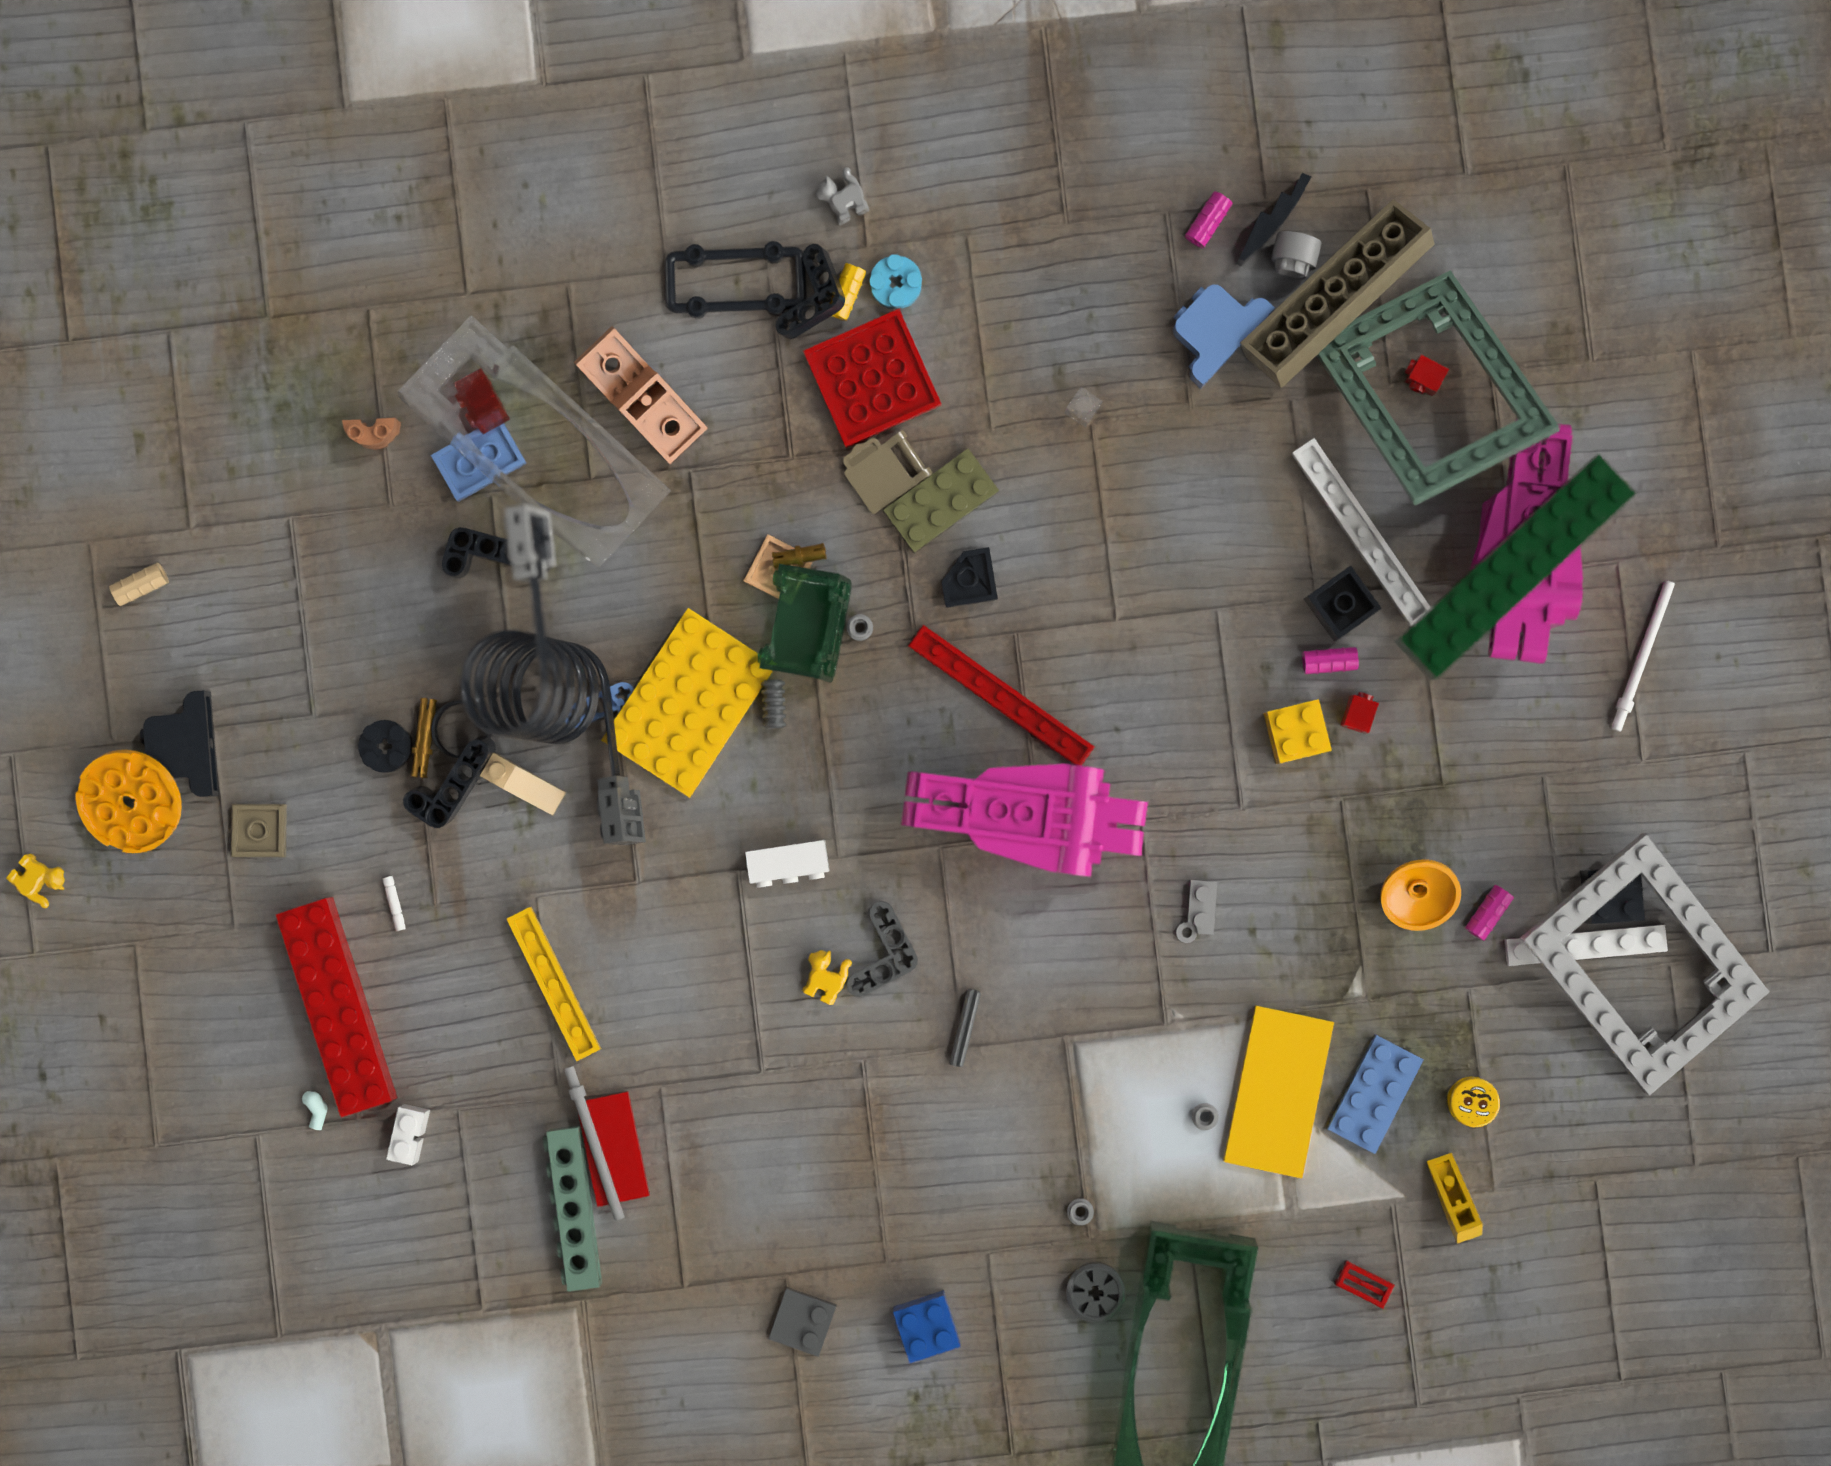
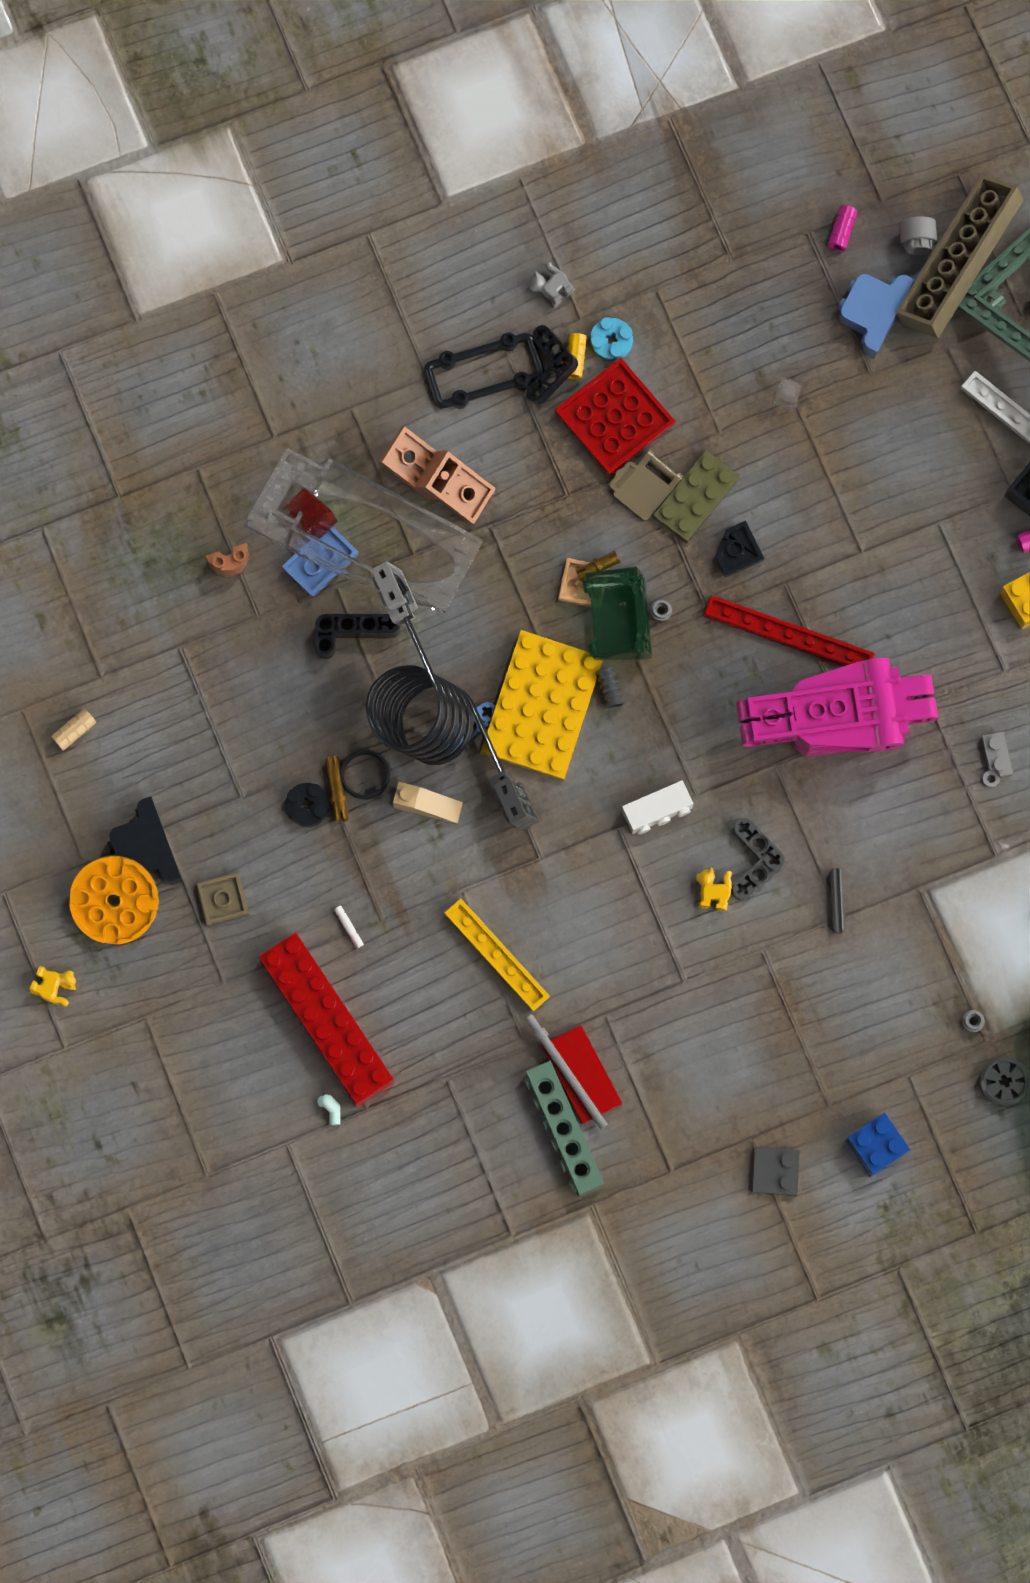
camera: 25 degrees left, 10 degrees down
(409, 1122) = (412, 1109): white piece -> none
(455, 779) = (373, 811): black beam -> none
(1268, 225) = (890, 219): black slope -> none

